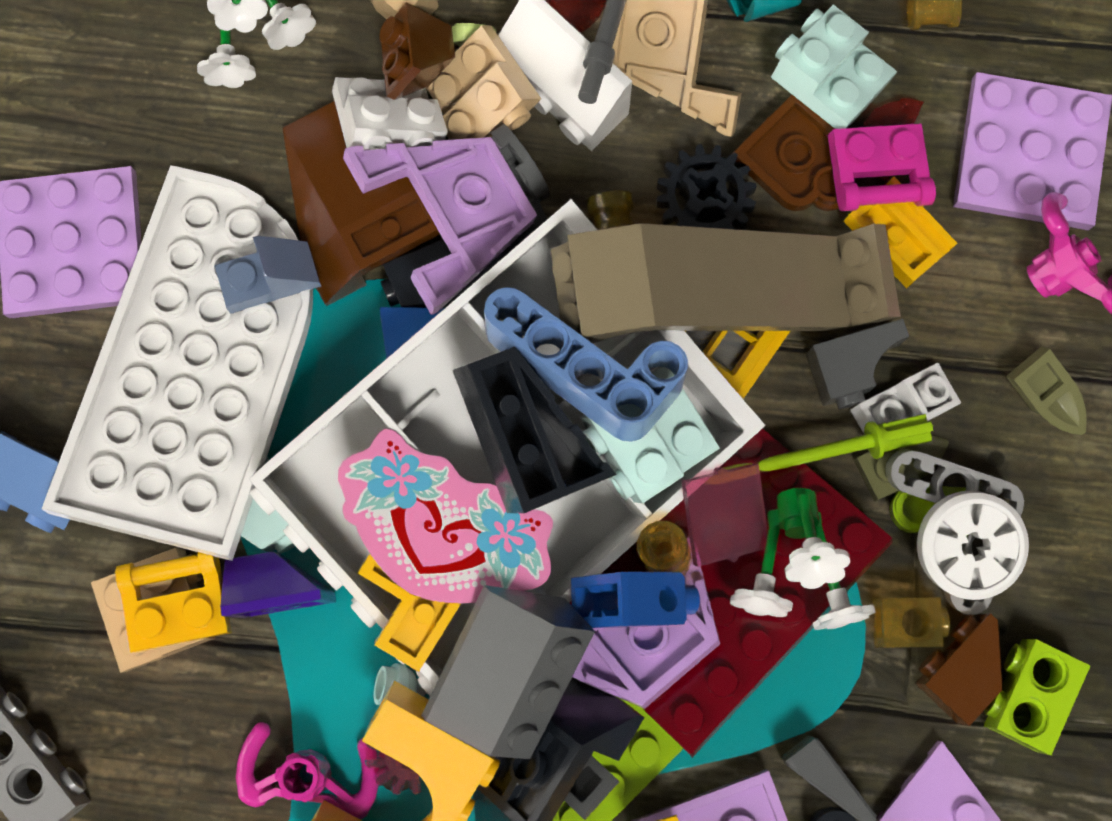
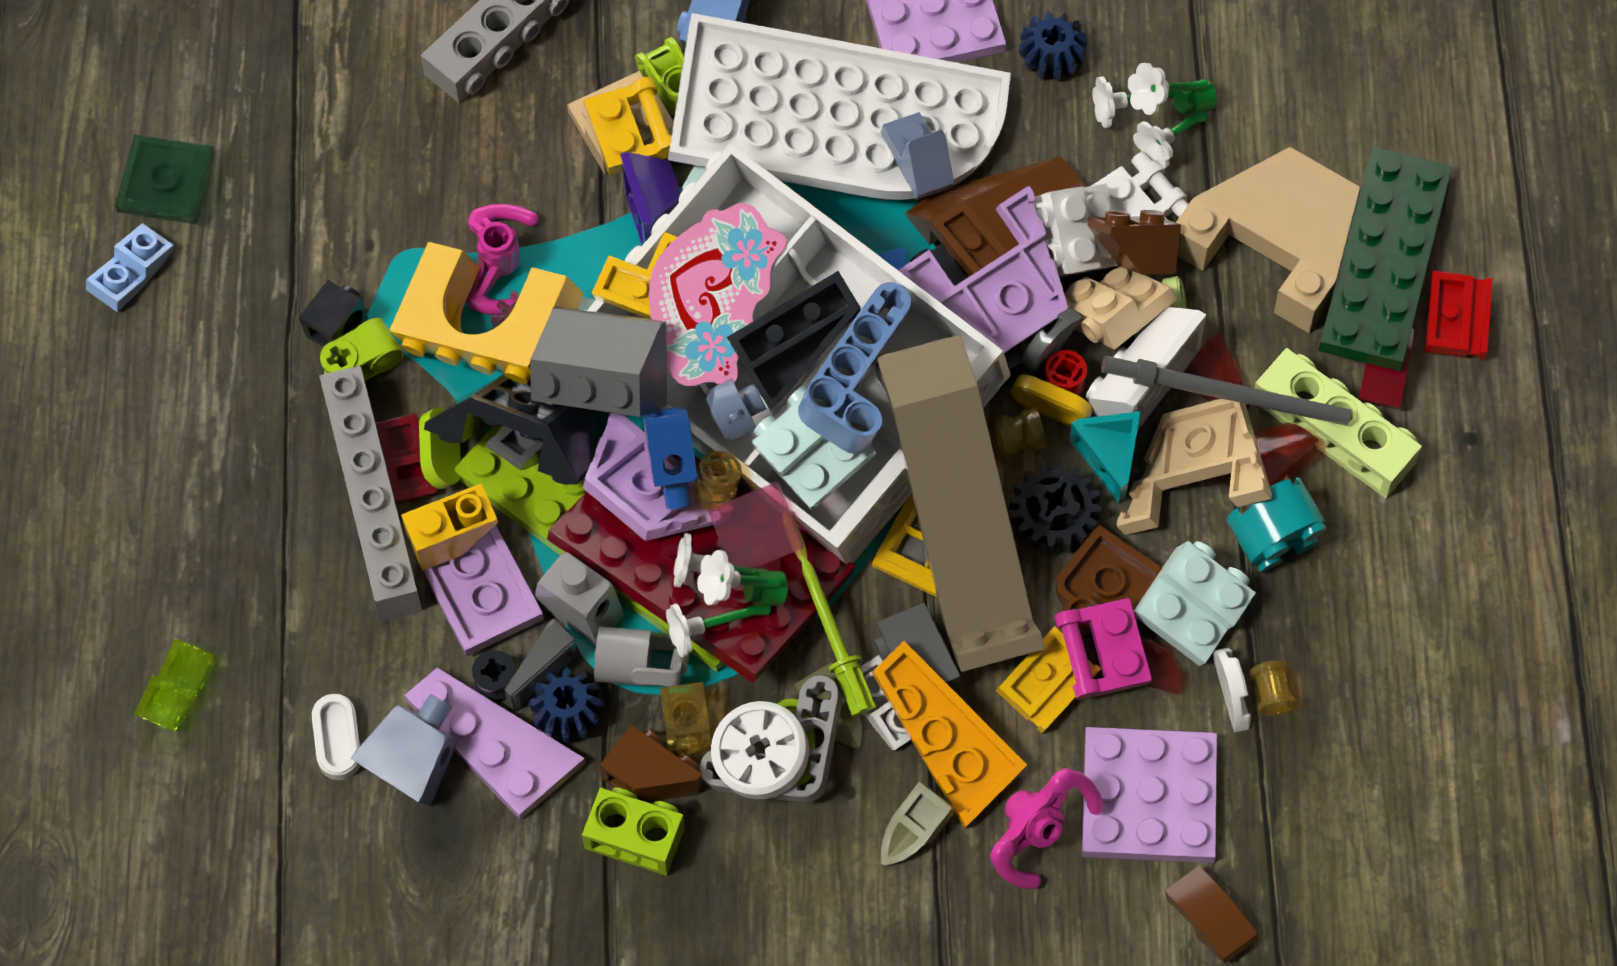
camera: 80 degrees right, 15 degrees down
(97, 552) = (665, 68): none -> lime piece
(126, 116) = (1066, 49): none -> dark blue gear
(355, 60) = (1128, 192): none -> white plate
(556, 171) = (1066, 361): none -> red wheel
(582, 175) = (1050, 400): none -> yellow tile
(594, 518) = (735, 408): none -> sand blue piece
(653, 124) = (1108, 448): none -> teal slope
(758, 730) = (575, 593): none -> light grey torso
(837, 681) = (626, 658): none -> light grey piece
(878, 773) = (563, 690): none -> dark blue gear
(925, 47) = (1233, 688): none -> white tile
(965, 339) = (951, 738): none -> light orange wing

